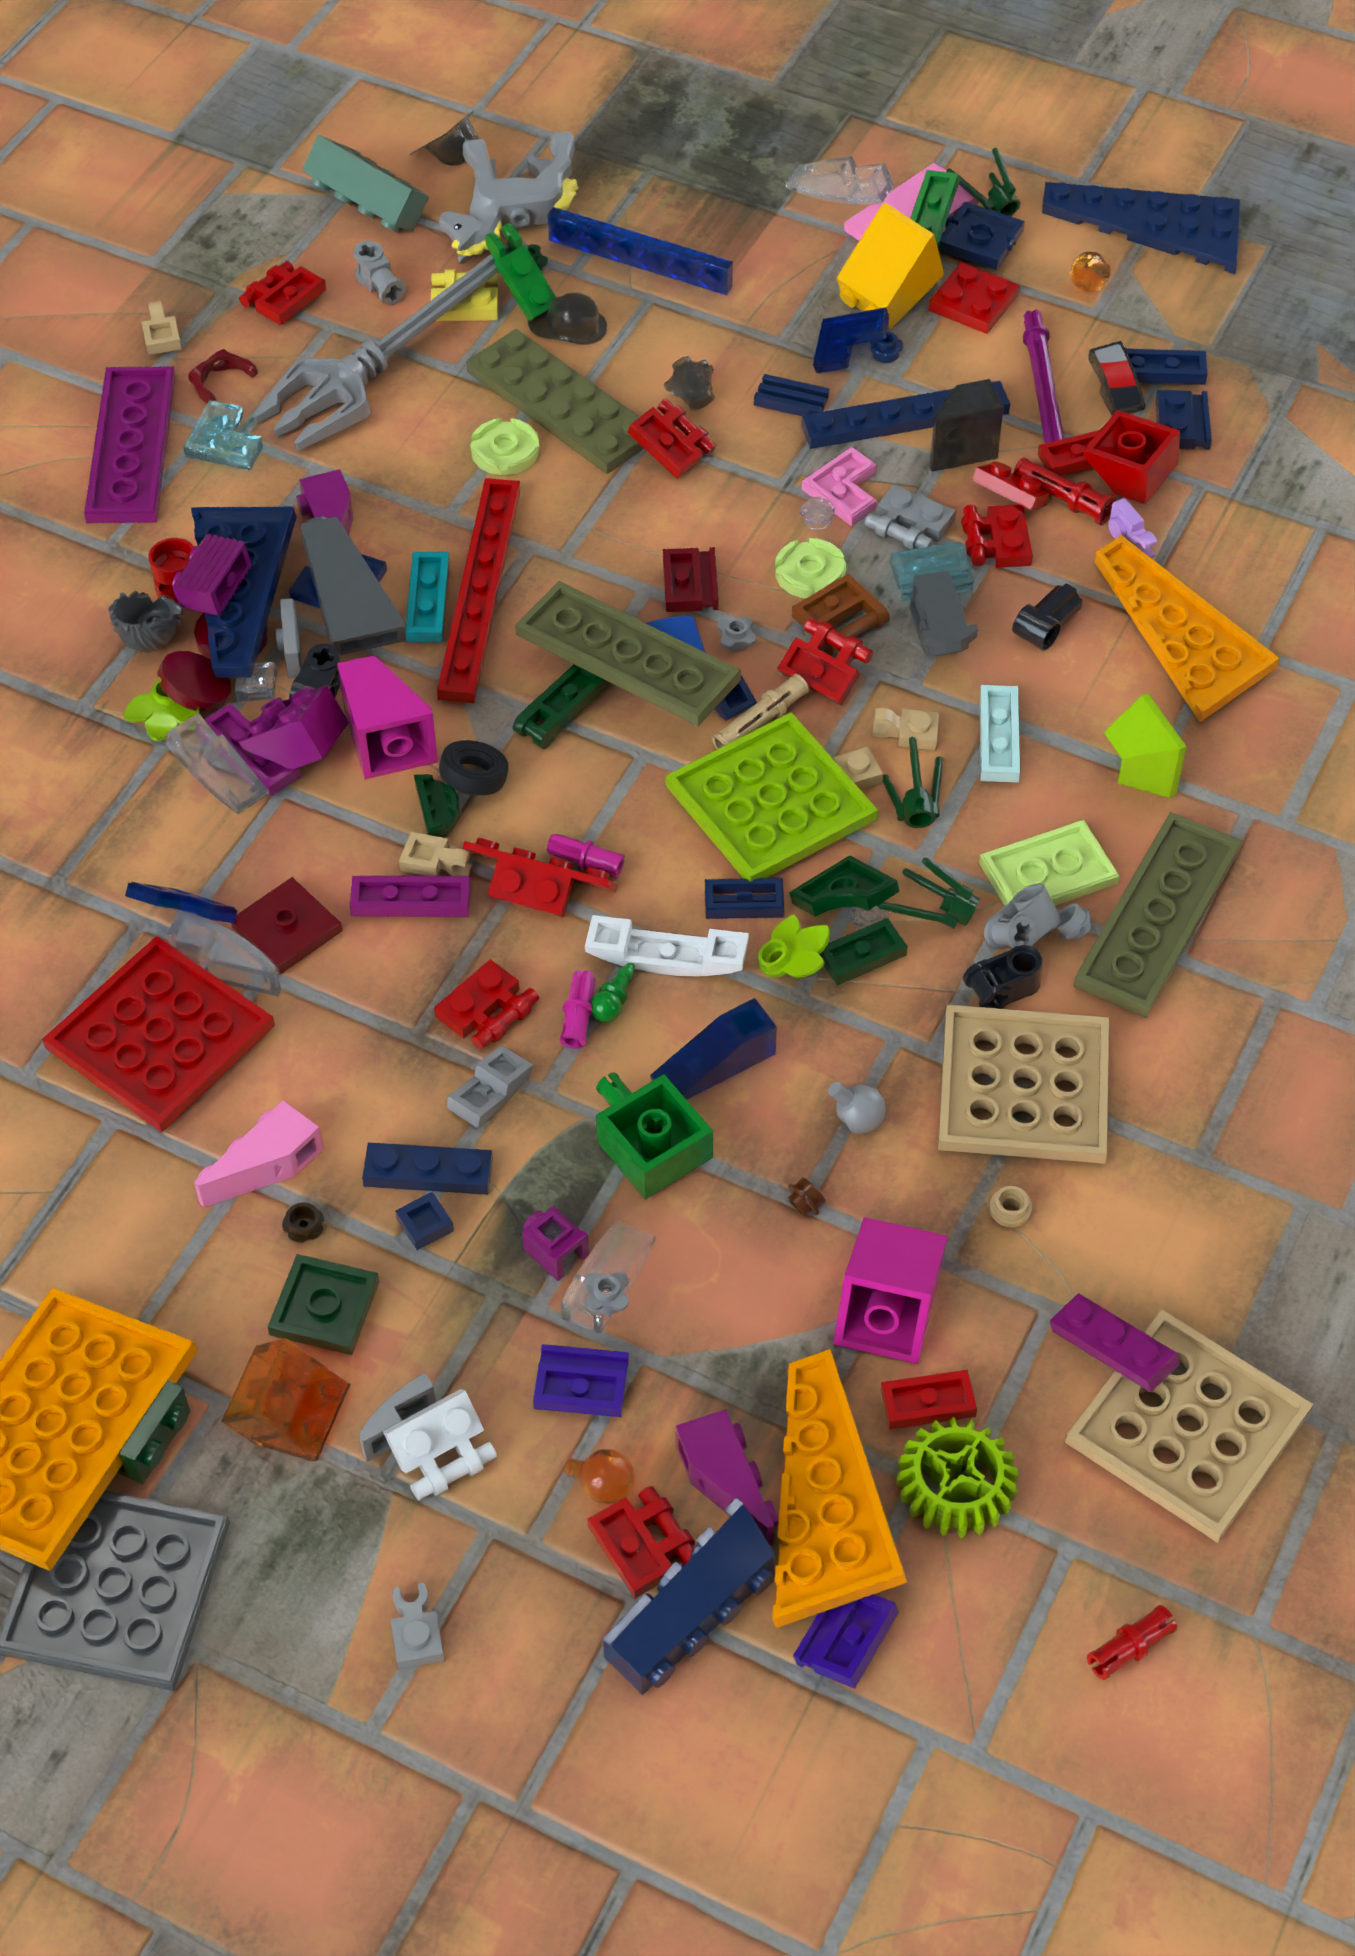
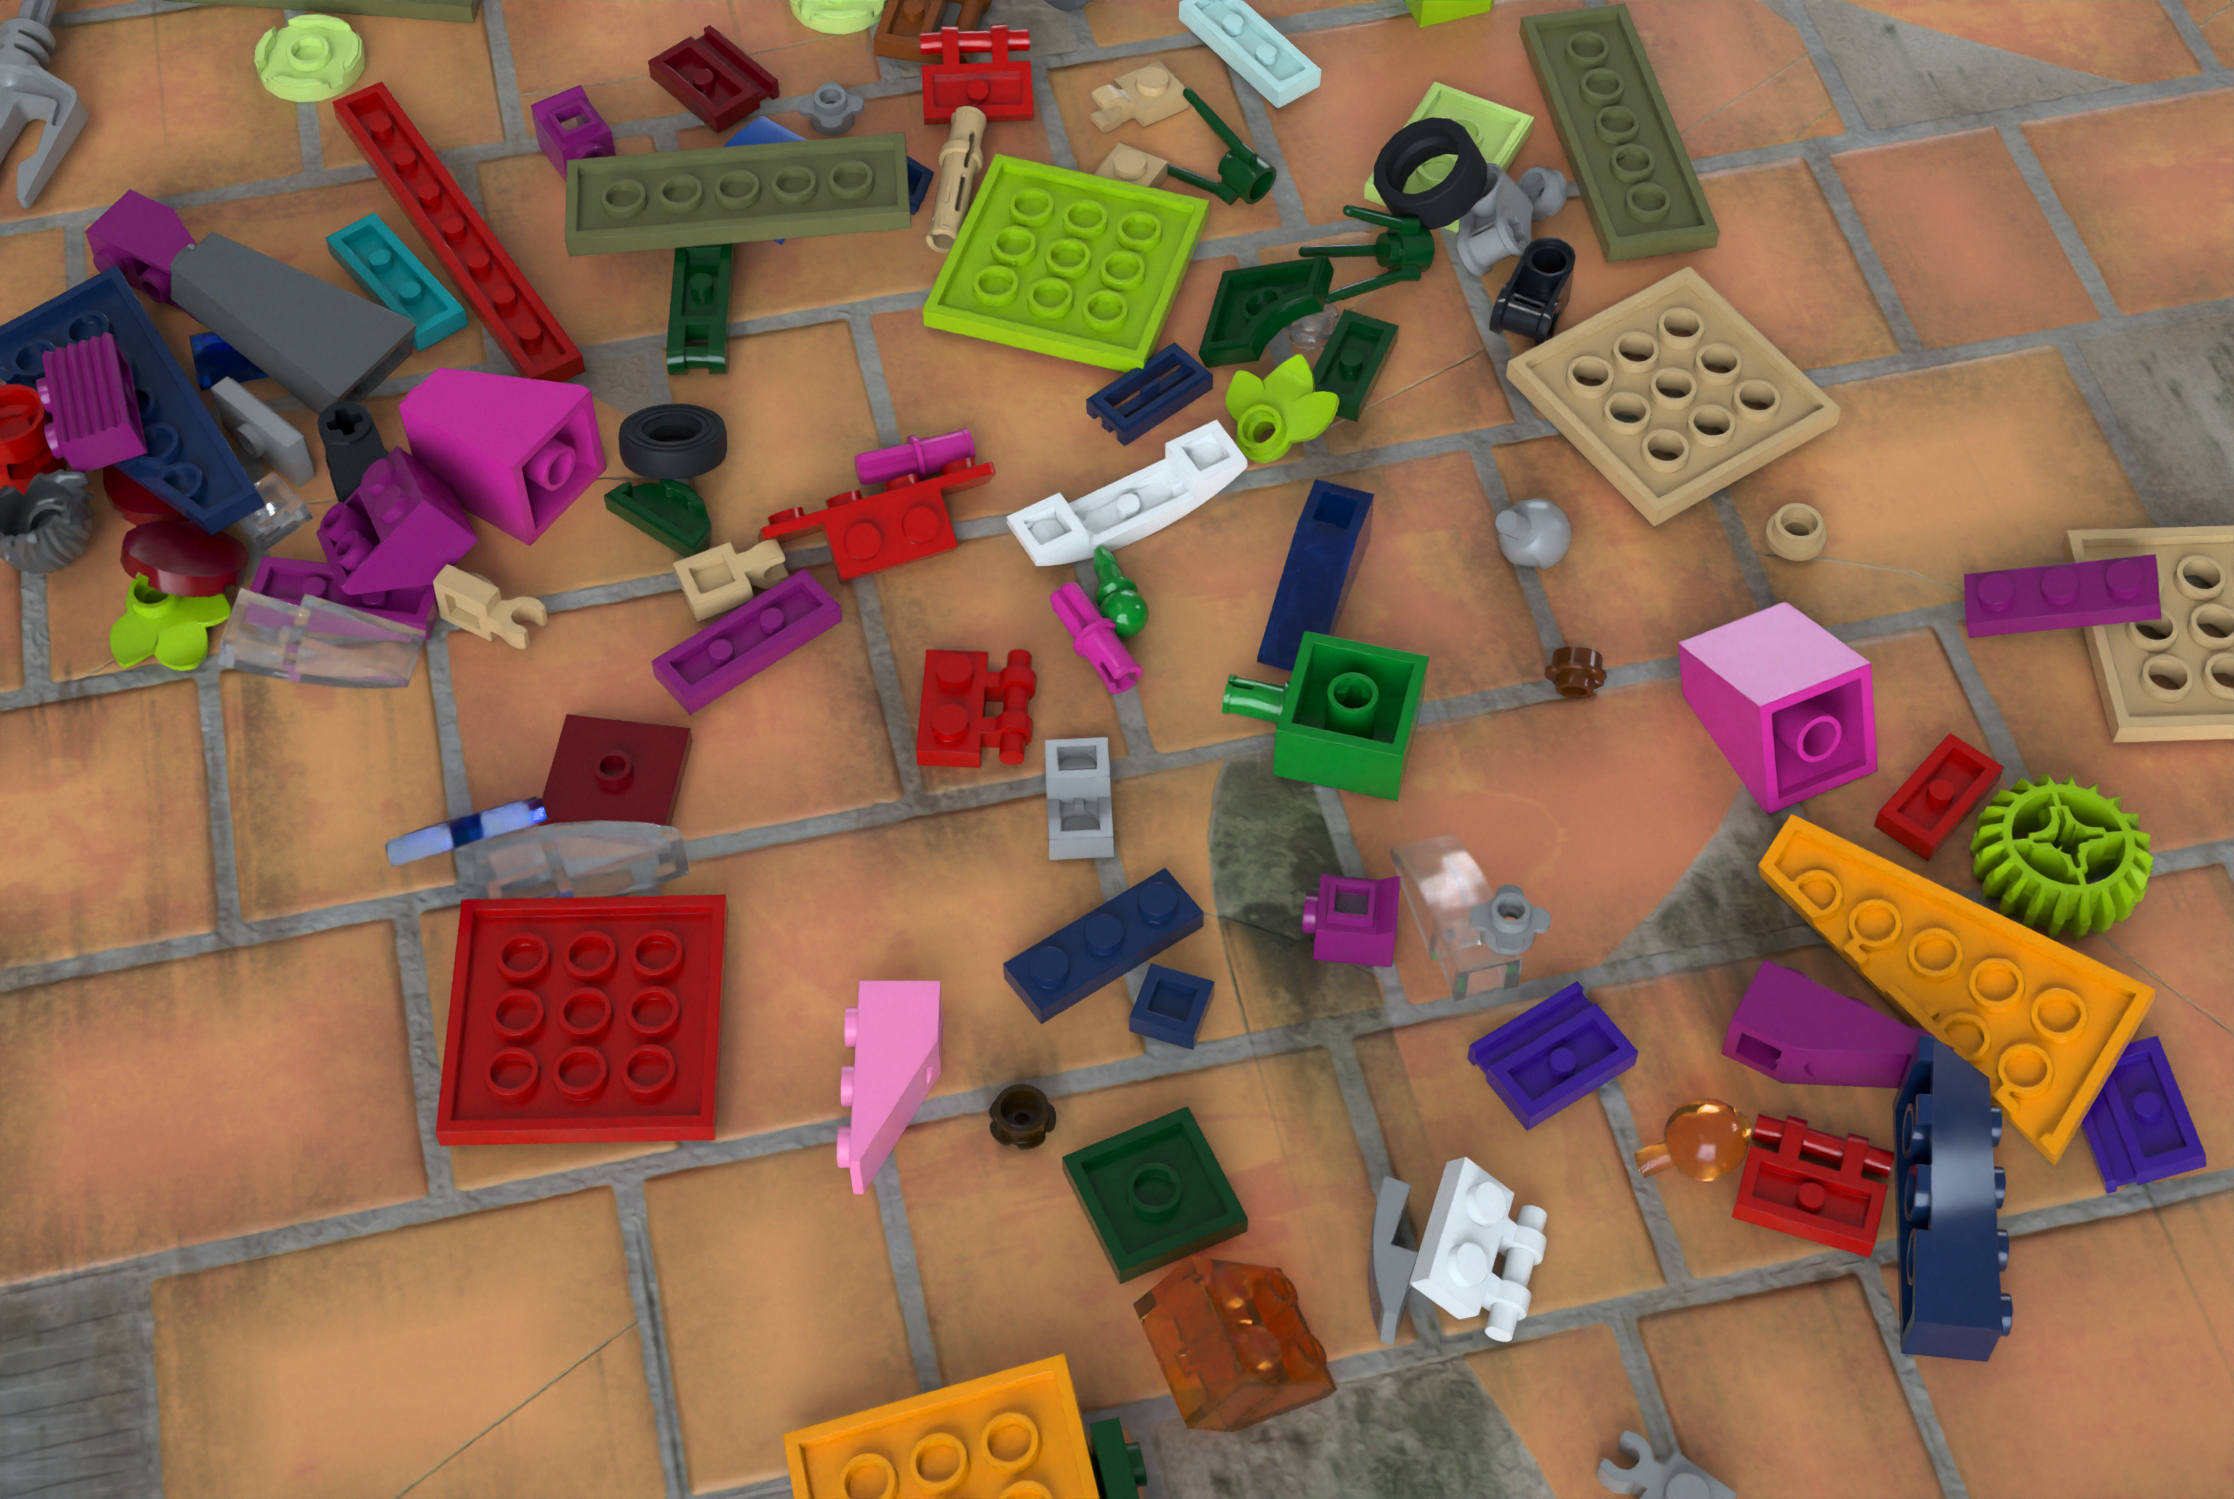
camera: 40 degrees left, 0 degrees up
(303, 791) = (477, 607): none -> tan plate
(588, 567) = (571, 129): none -> magenta window
(1009, 887) = (1414, 147): none -> black tyre

